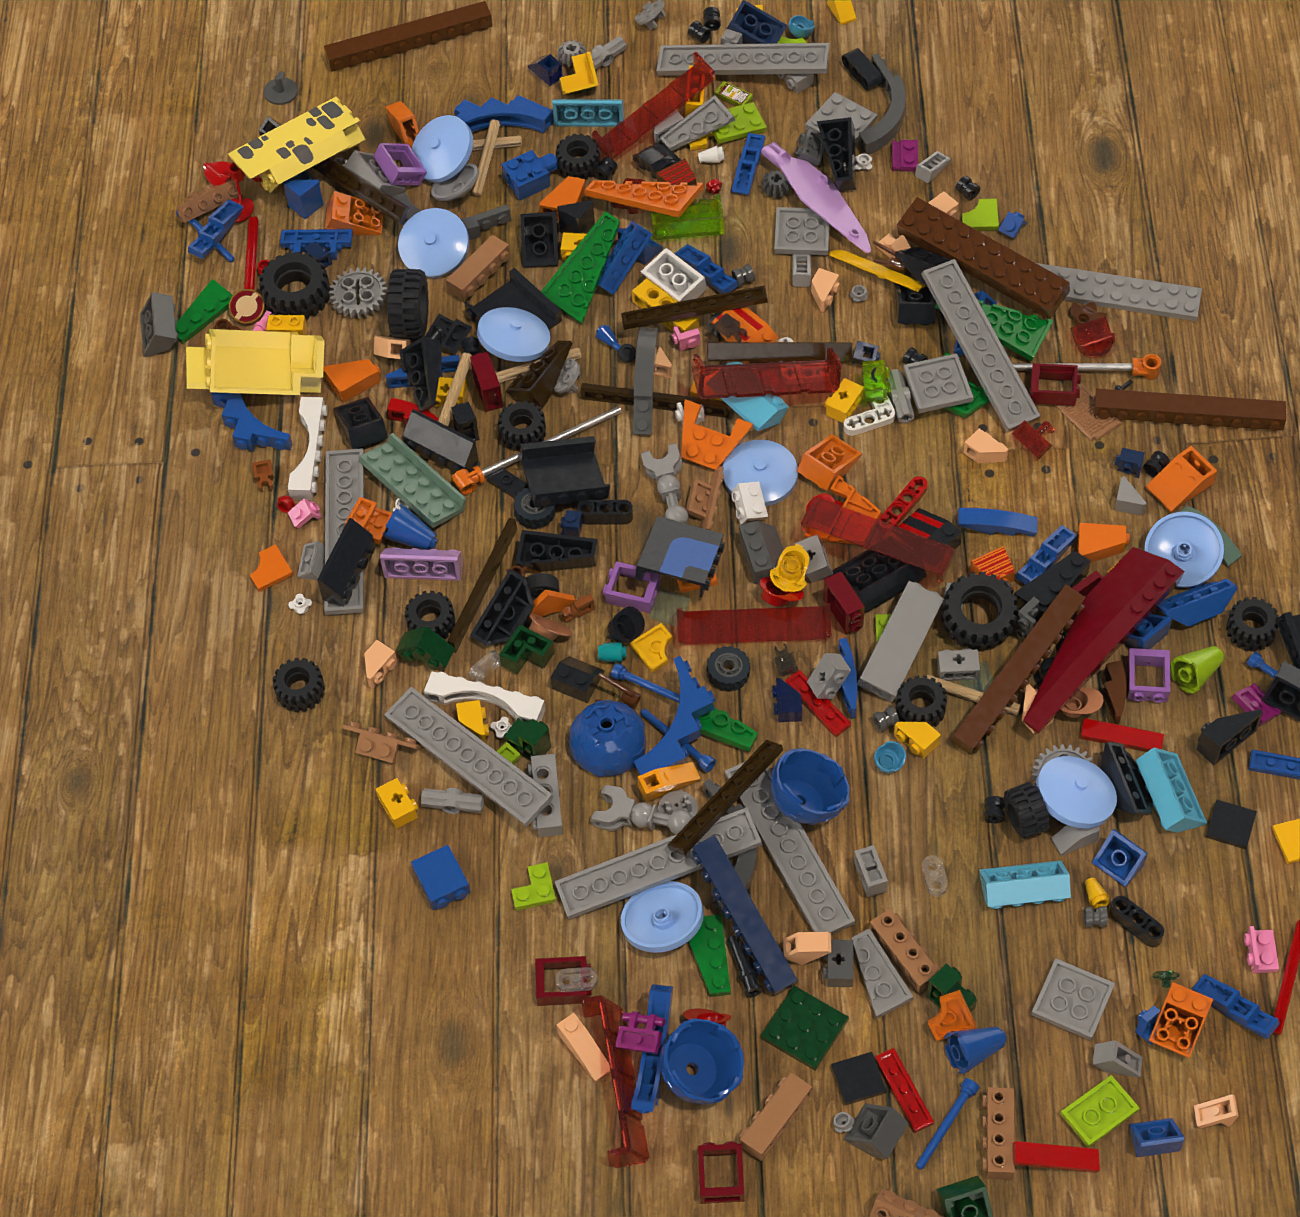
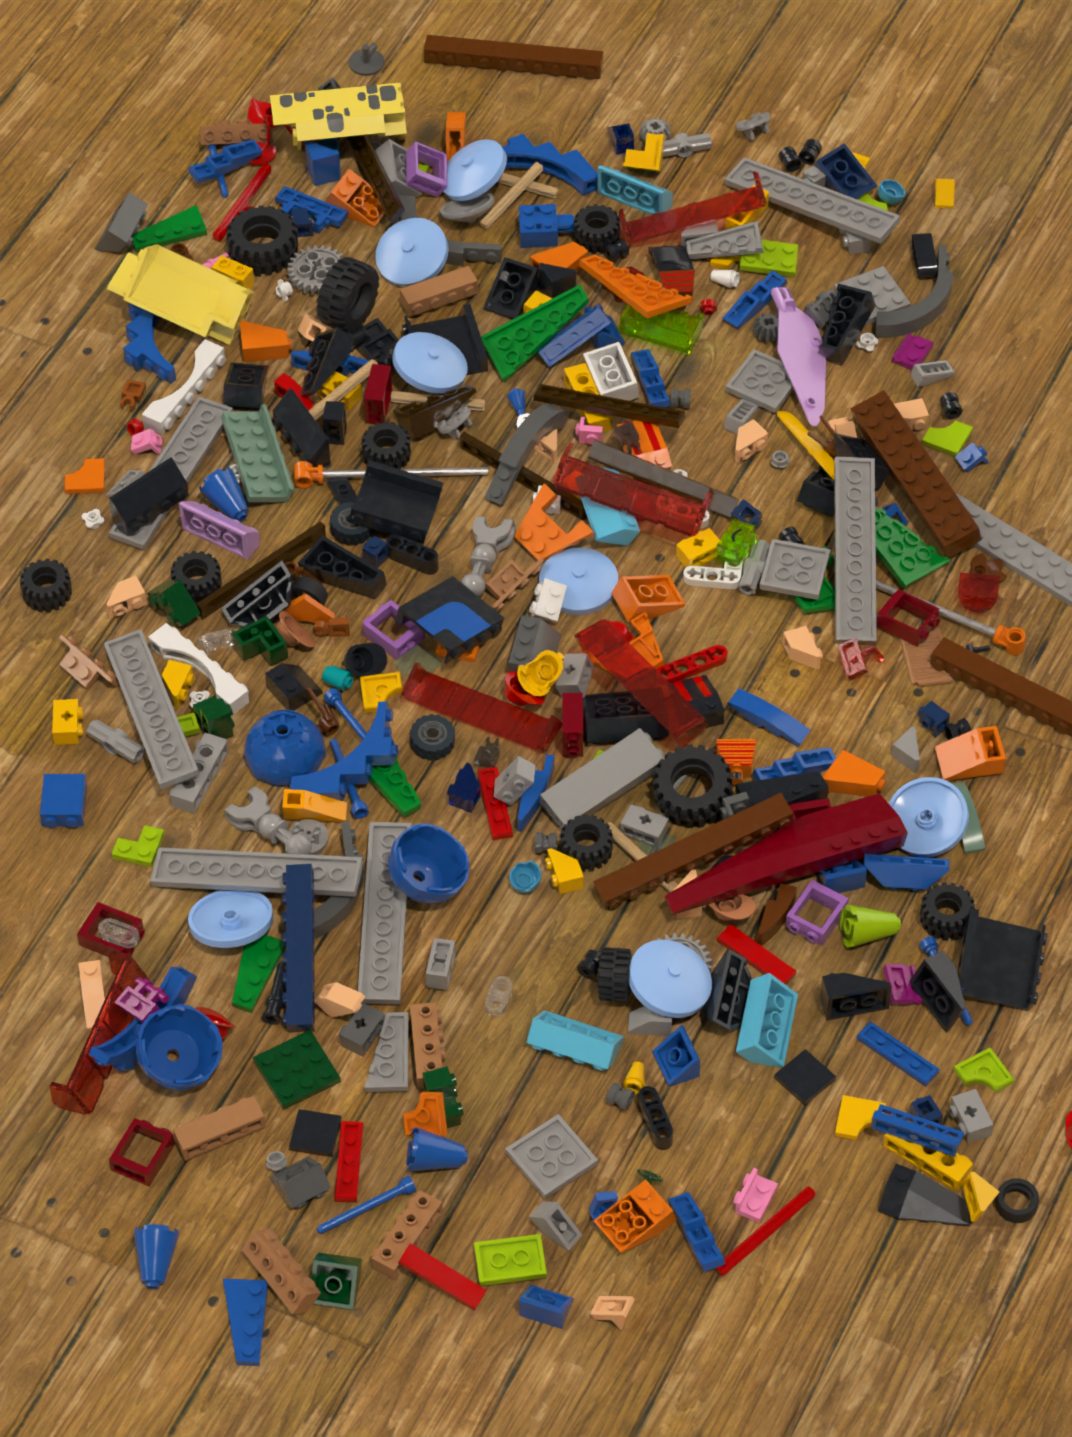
camera: 25 degrees right, 5 degrees down
(247, 306) = (209, 241): tile -> none
(339, 323) = (284, 289): none -> white plate
(371, 518) = (195, 468): orange slope -> none
(725, 797) = (347, 842): dark brown tile -> none
(733, 94) = (784, 230): tile -> none

